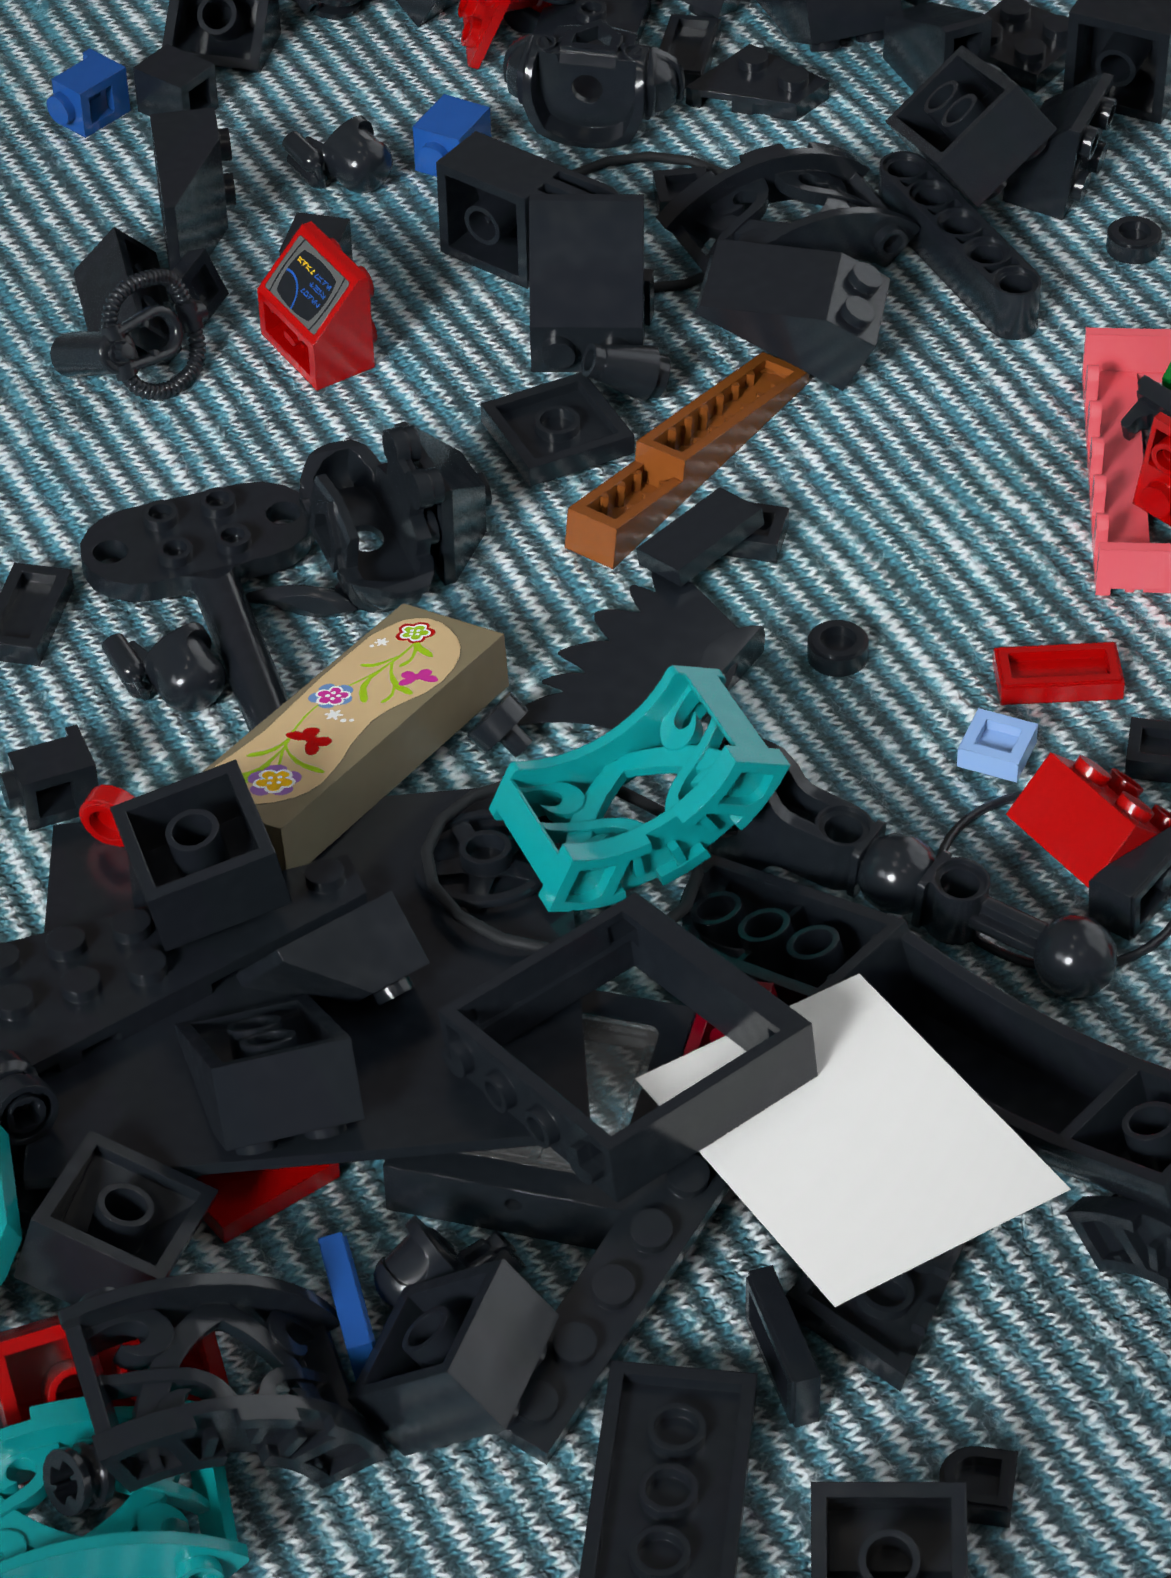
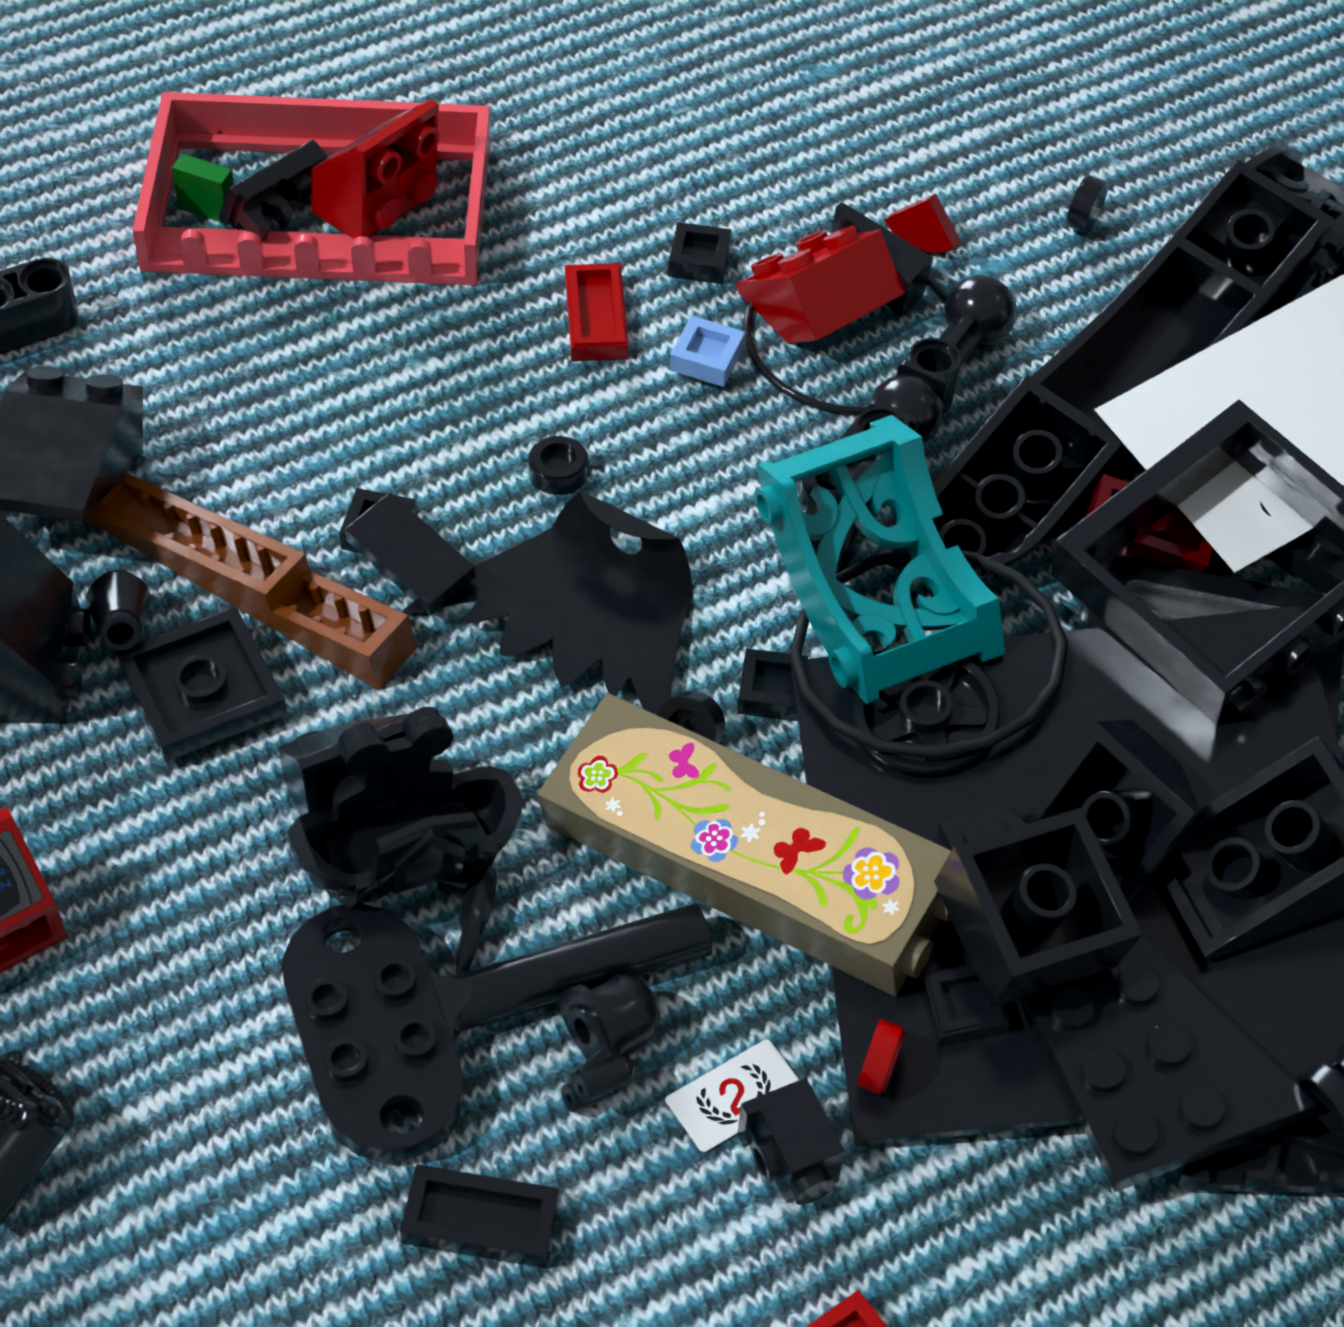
camera: 95 degrees left, 10 degrees up
(124, 762) = (712, 1102): none -> white sticker

